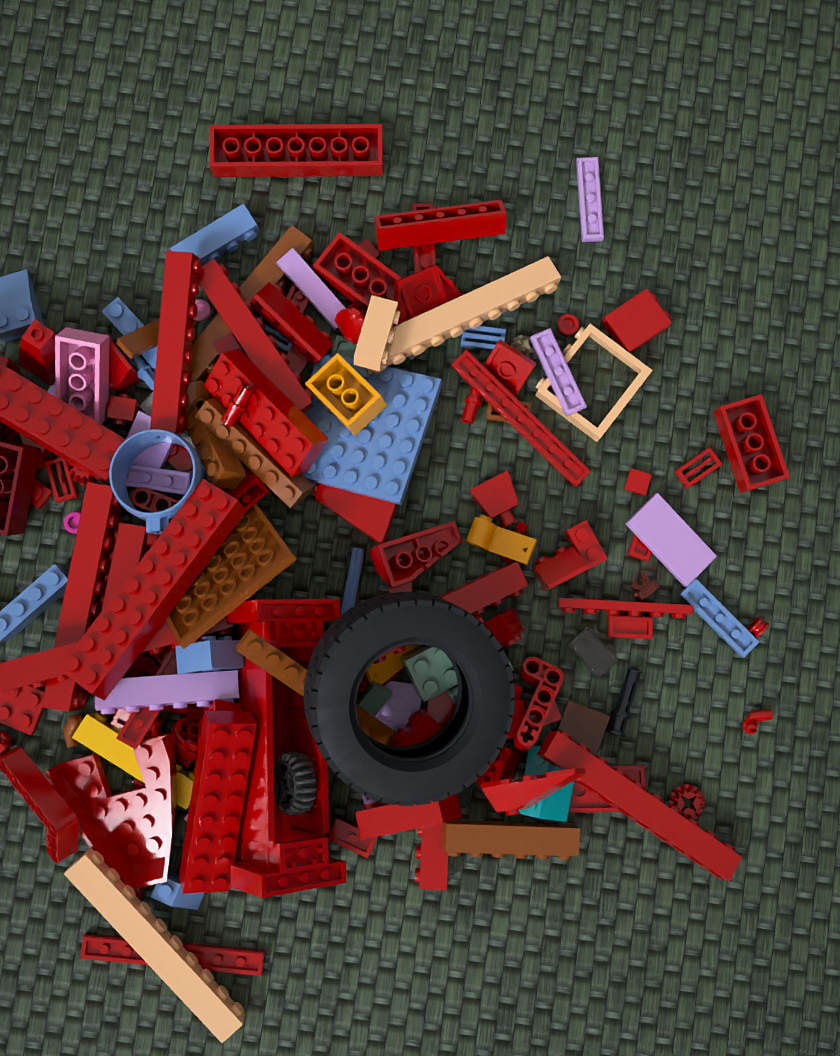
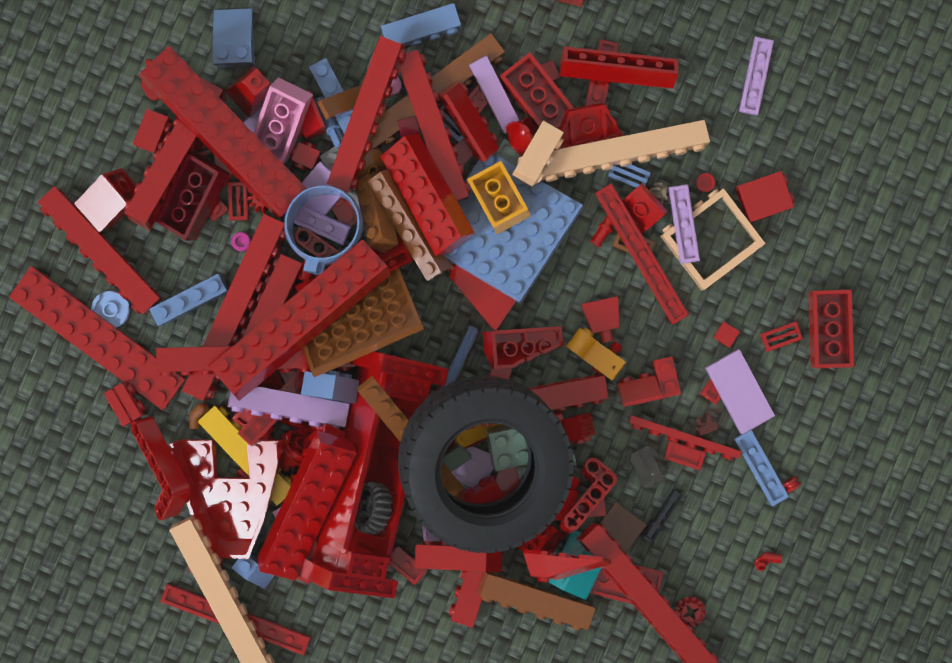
camera: 15 degrees right, 5 degrees up
(237, 404) = (406, 184): red pin -> none

